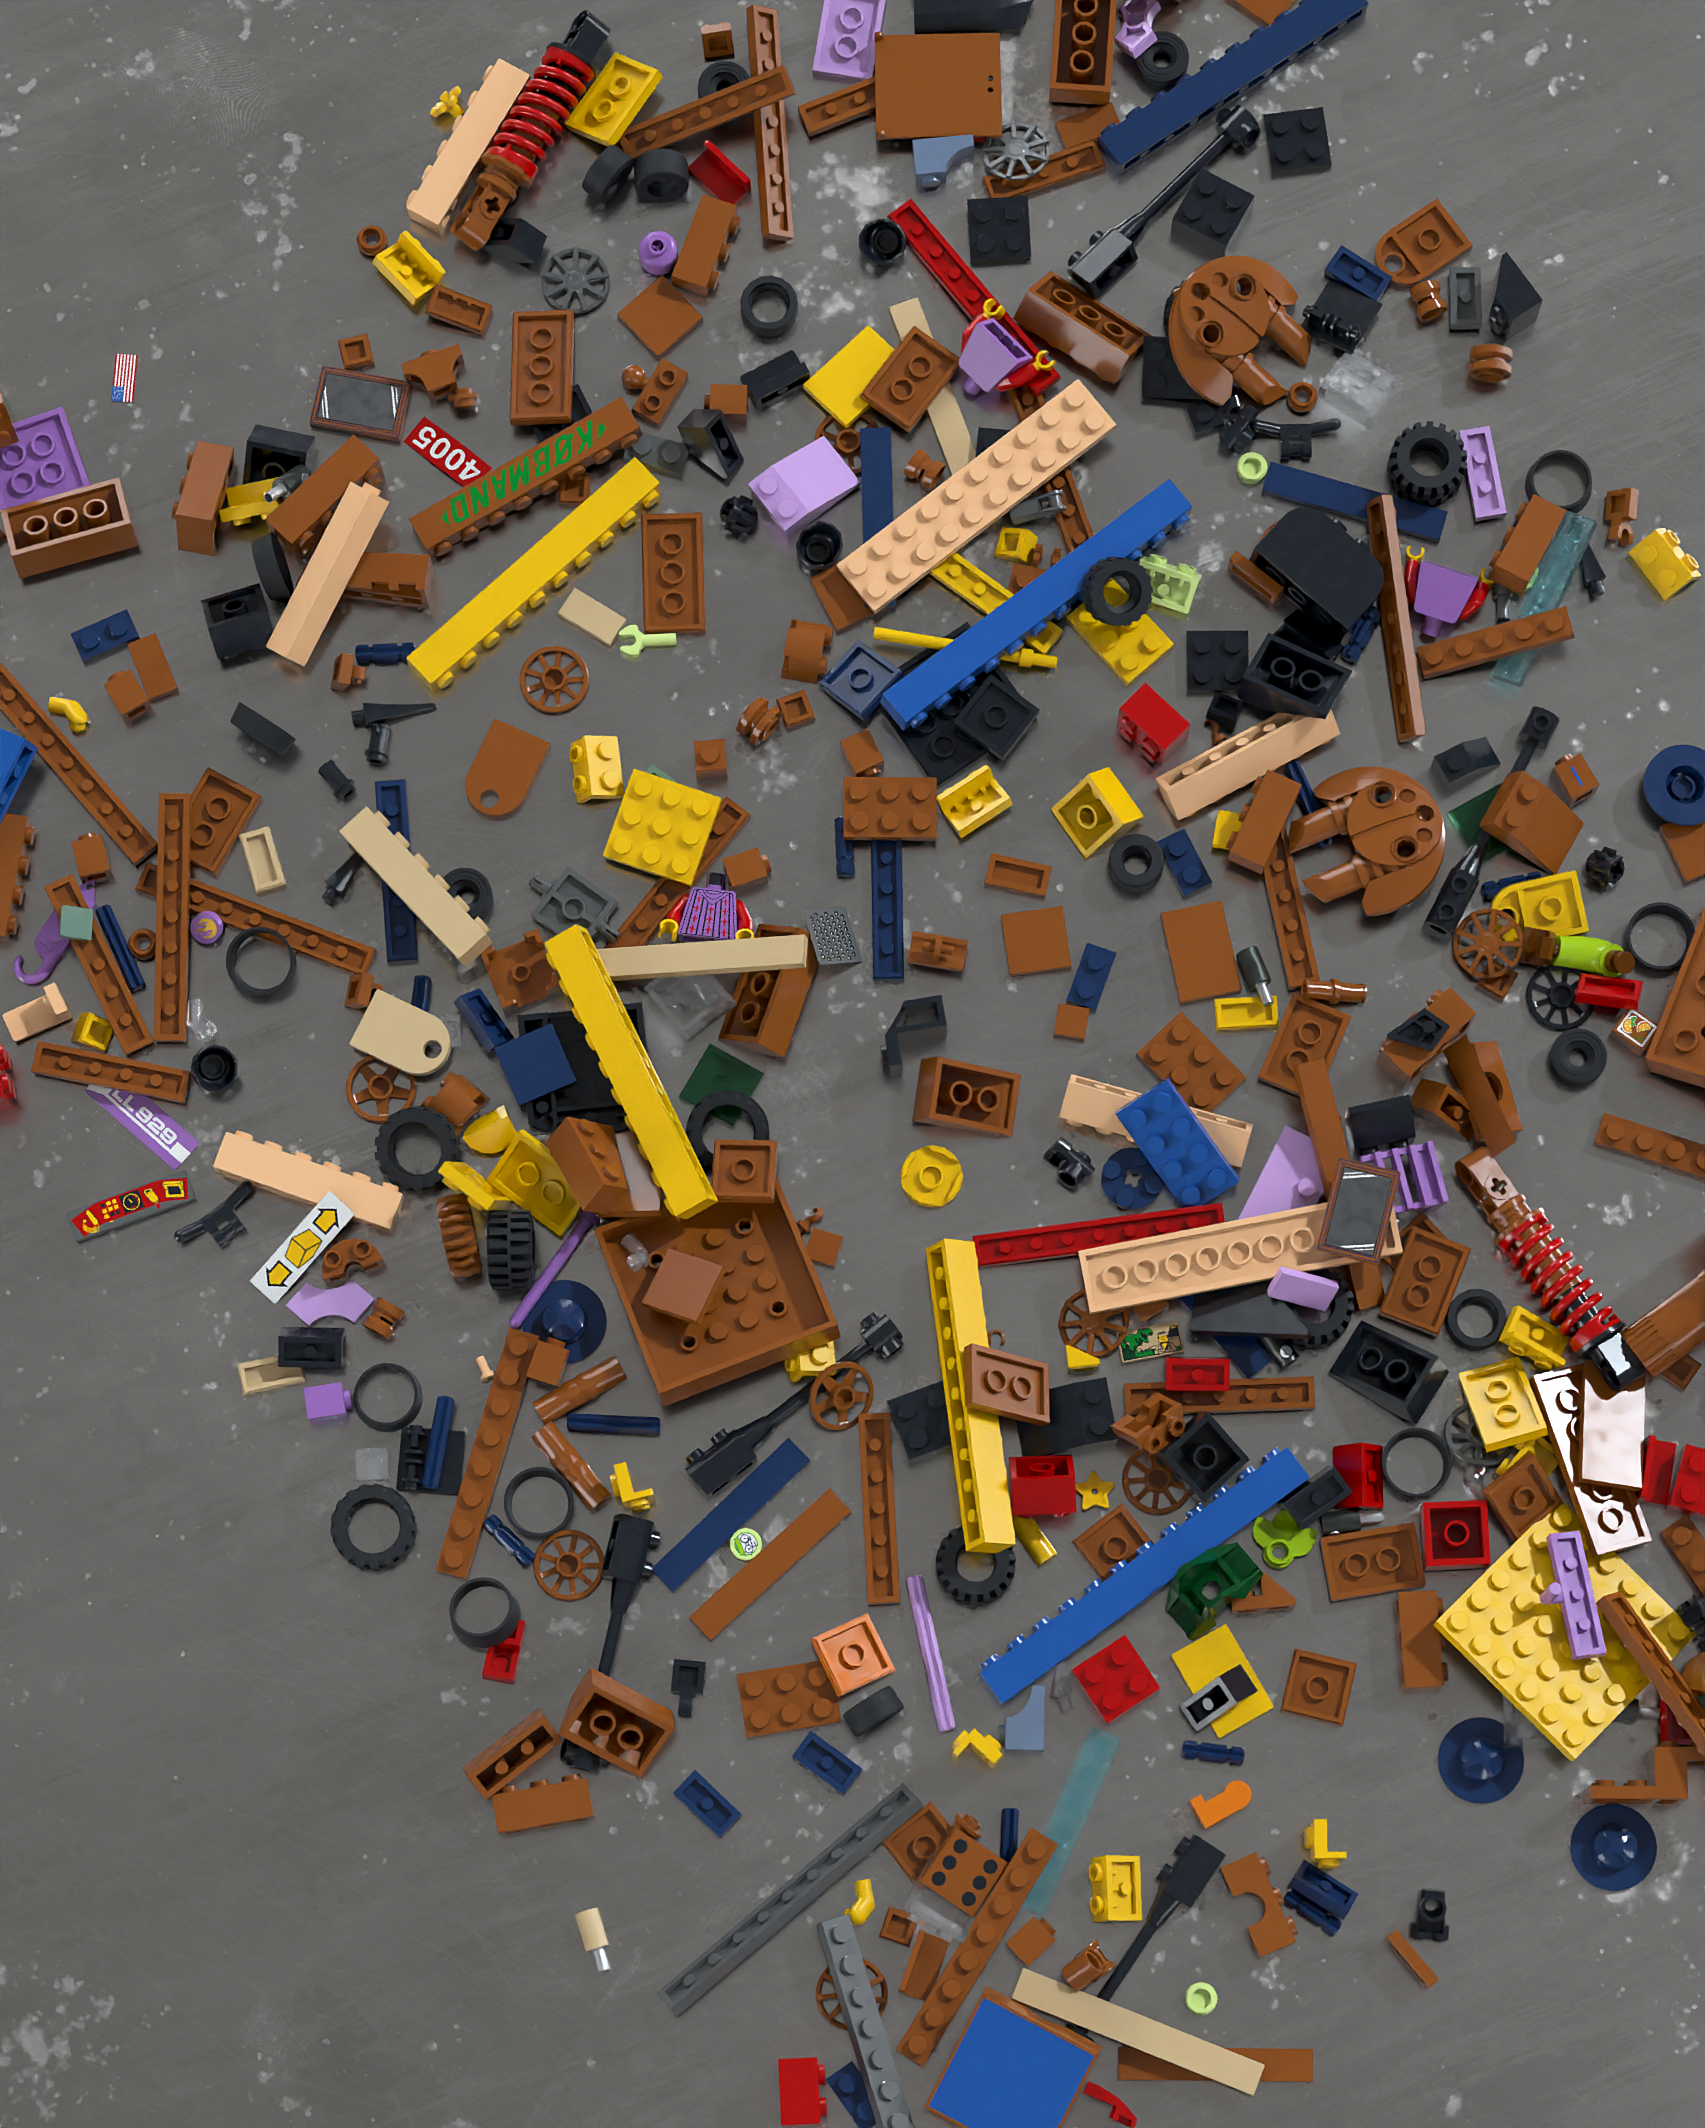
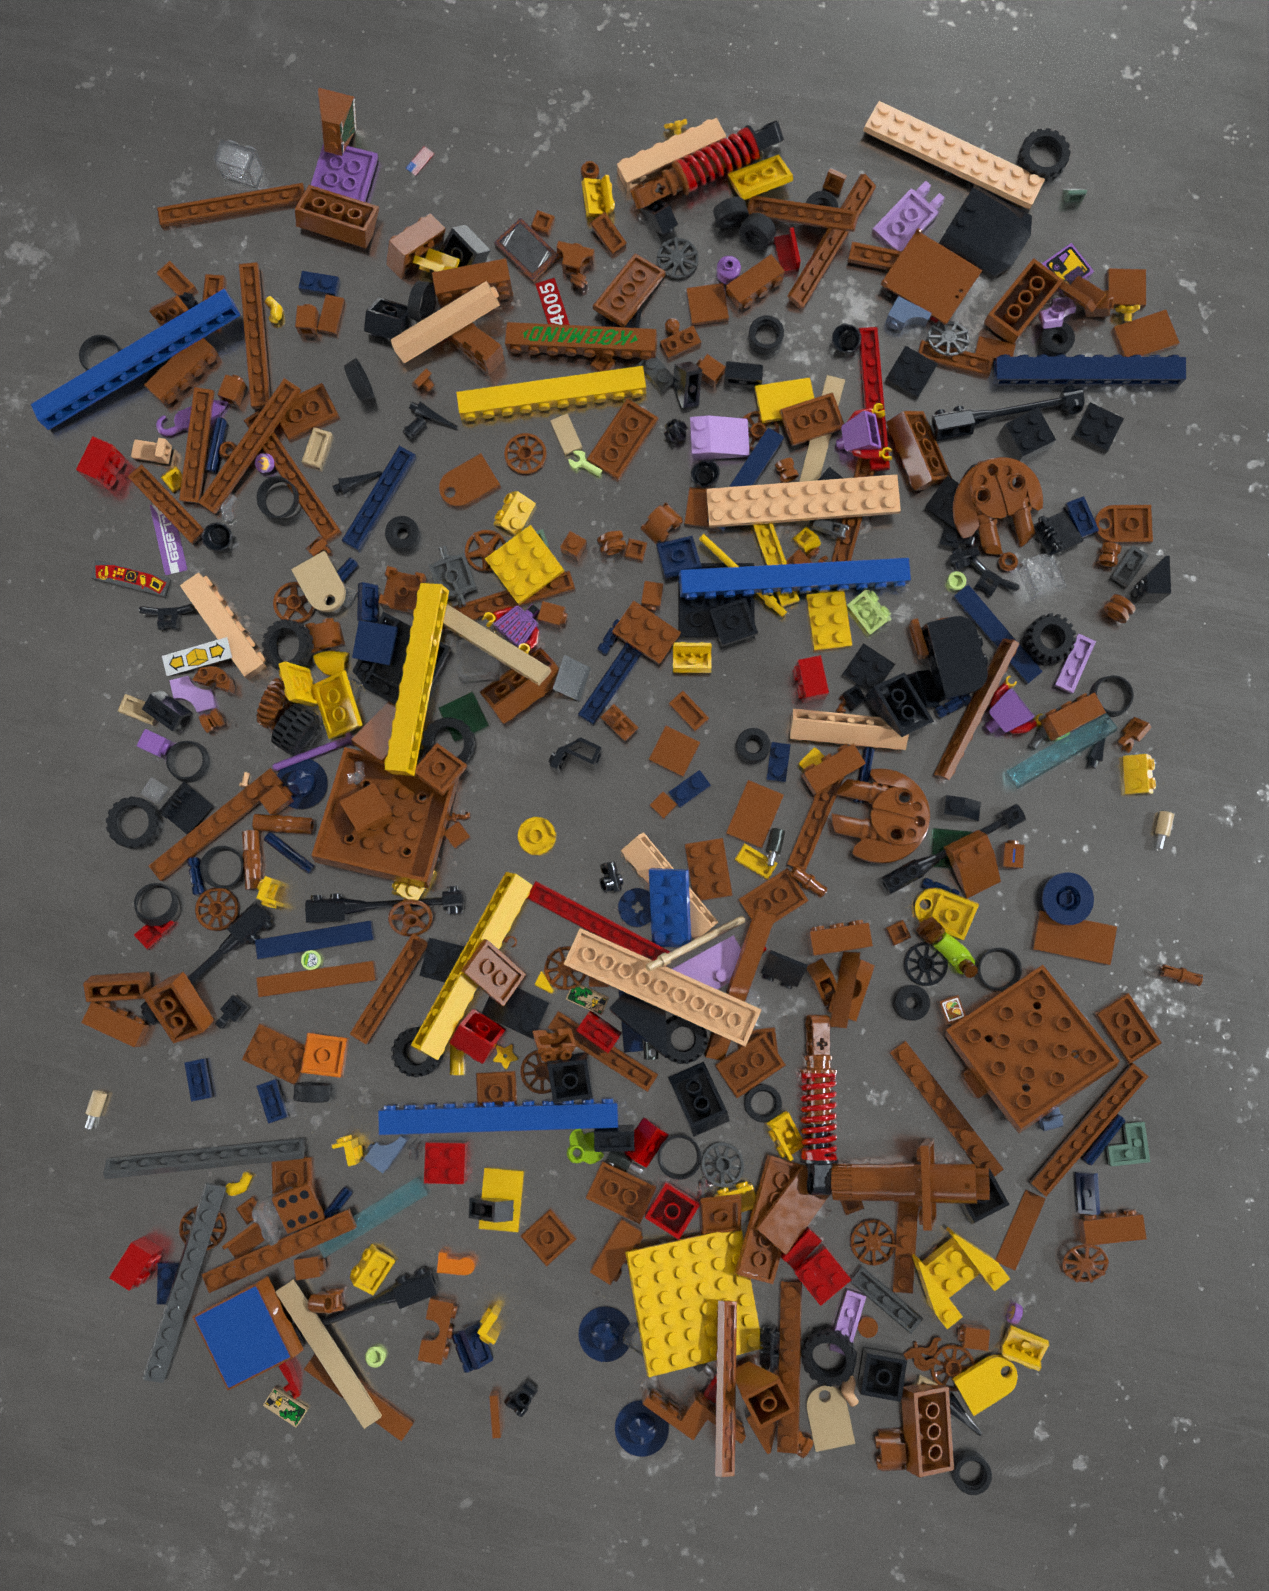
camera: 35 degrees right, 5 degrees up
(76, 923) = (196, 415): sand green slope -> none
(287, 483) = (455, 262): pearl dark grey piece -> none
(337, 780) = (381, 432): black pin -> none
(383, 652) = (449, 382): dark blue axle -> none
(416, 886) = (378, 511): tan brick -> none
(437, 1442) = (194, 801): dark blue axle -> none
(589, 1163) = (363, 711): dark orange wedge -> none
(591, 844) = (484, 549): none -> dark orange wheel
(930, 1653) = (364, 1081): lavender axle -> none
(966, 1096) = (582, 807): dark orange slope -> none
(968, 1825) = (319, 1183): dark orange plate -> none
(1097, 812) = (752, 705): yellow slope -> none
(1139, 591) = (850, 608): black tyre -> none
(1186, 1599) = (543, 1146): dark green piece -> none
(1213, 1752) = (470, 1233): dark blue axle -> none
(1220, 1211) = (665, 959): none -> tan bar
(1271, 1597) = (555, 1175): dark orange slope -> none
(1302, 1288) = (680, 1028): lavender tile -> none
(1358, 1211) = (736, 1009): tile -> none
(1420, 1031) = (836, 936): black piece -> none
(1425, 1172) = (788, 1010): medium lavender plate -> none
(1487, 943) = (906, 911): dark orange wheel -> none
(1495, 642) = (1020, 756): dark orange plate -> none
(1502, 1404) = (744, 1159): yellow plate -> none
(1575, 1595) = (710, 1288): medium lavender plate -> none
(1605, 866) = (995, 912): black gear -> none
(1609, 991) = (952, 980): red tile -> none

